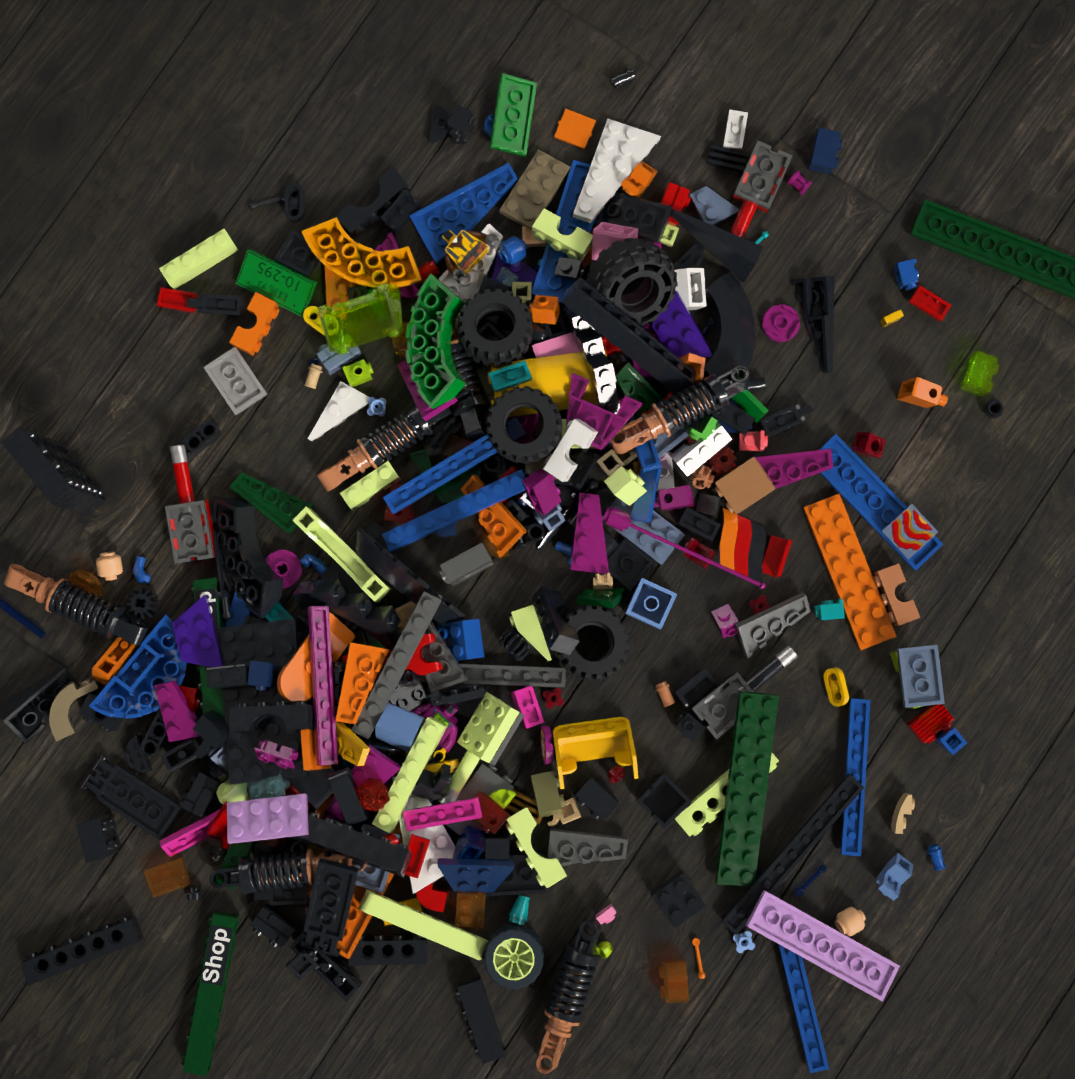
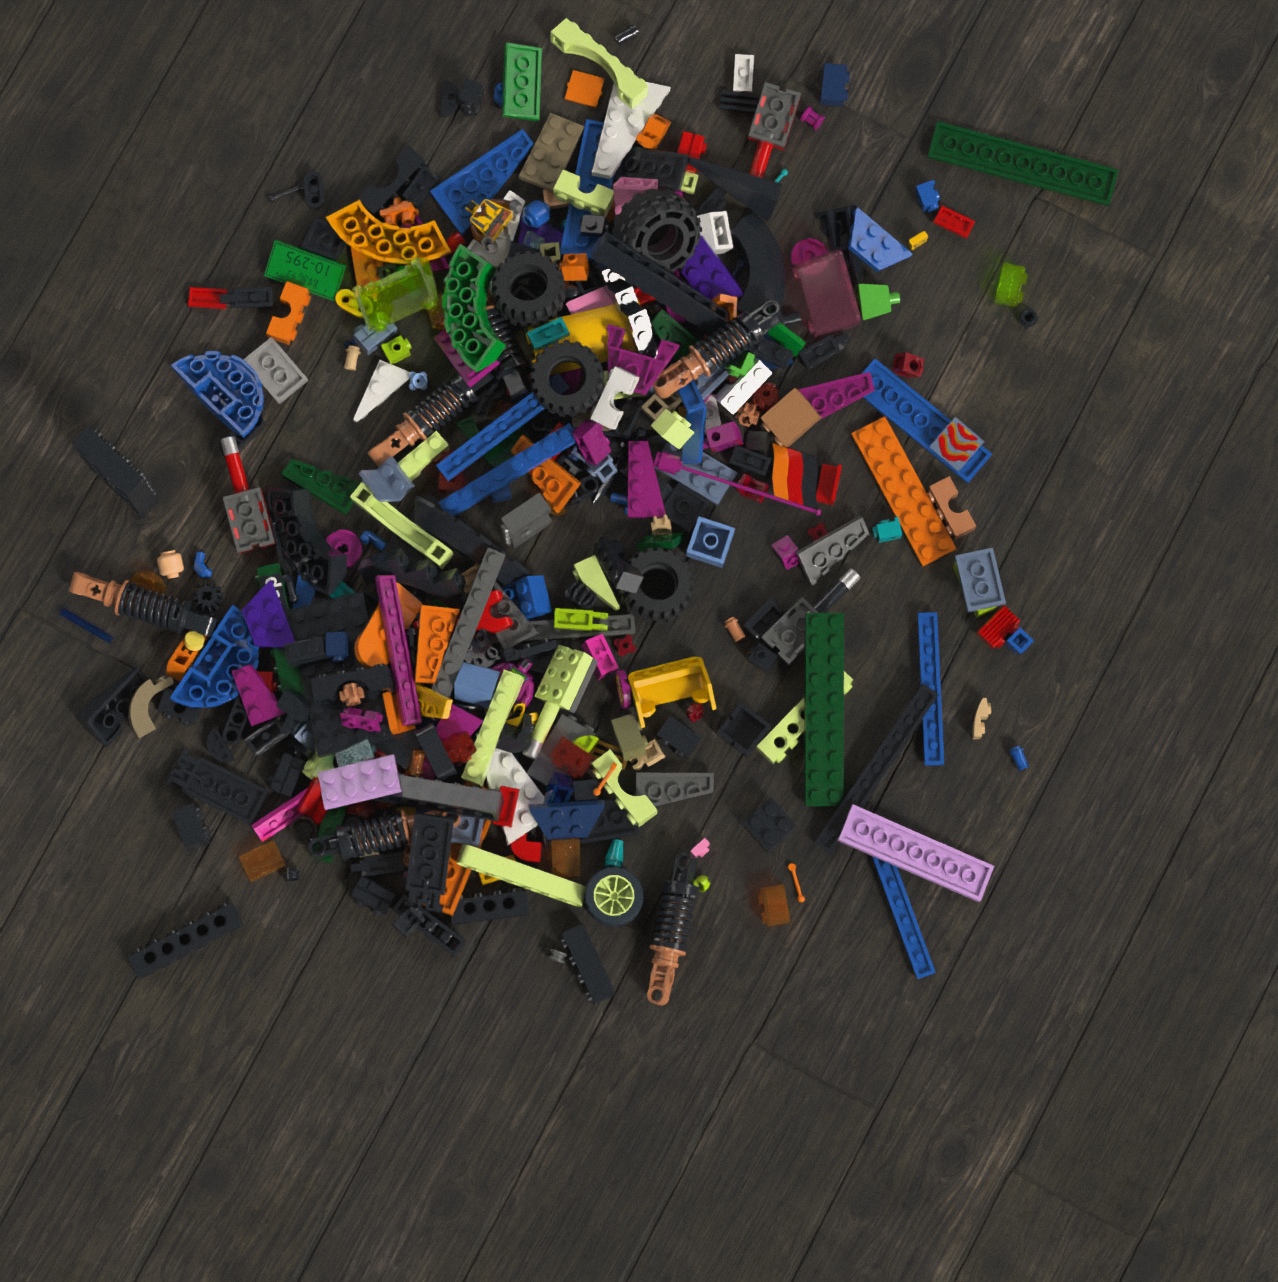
camera: 10 degrees left, 5 degrees down
(122, 648) = (194, 641): none -> light yellow tile
(184, 393) = (225, 387): none -> blue brick
(198, 259) = (226, 255): yellowish green brick -> none
(211, 993) = (319, 967): dark green brick -> none
(268, 728) = (351, 694): none -> nougat gear
(327, 807) = (417, 763): none -> clear orange pin
(331, 509) = (387, 482): none -> sand blue bracket
(376, 232) = (399, 211): none -> orange hips
(442, 814) = (528, 761): dark pink plate -> none
(450, 1007) = (557, 956): none -> dark grey bush
(508, 669) = (578, 619): none -> lime hinge
(508, 852) = (596, 791): none -> orange hinge
(569, 78) = (574, 41): none -> yellowish green arch
(711, 206) = (728, 150): sand blue wing -> none
(743, 936) = (840, 855): light blue plate -> none
(753, 441) = (794, 375): coral bracket -> none
(797, 362) = (828, 293): none -> clear pink windscreen
(799, 891) = (889, 807): clear blue hinge -> none
(836, 686) = (902, 603): yellow plate -> none
(841, 375) = (874, 300): none -> bright green torso
(848, 317) = (874, 244): none -> wing
(850, 921) = (941, 828): light nougat head -> none
(894, 875) = (979, 778): medium blue brick -> none
(921, 393) = (954, 309): orange torso -> none

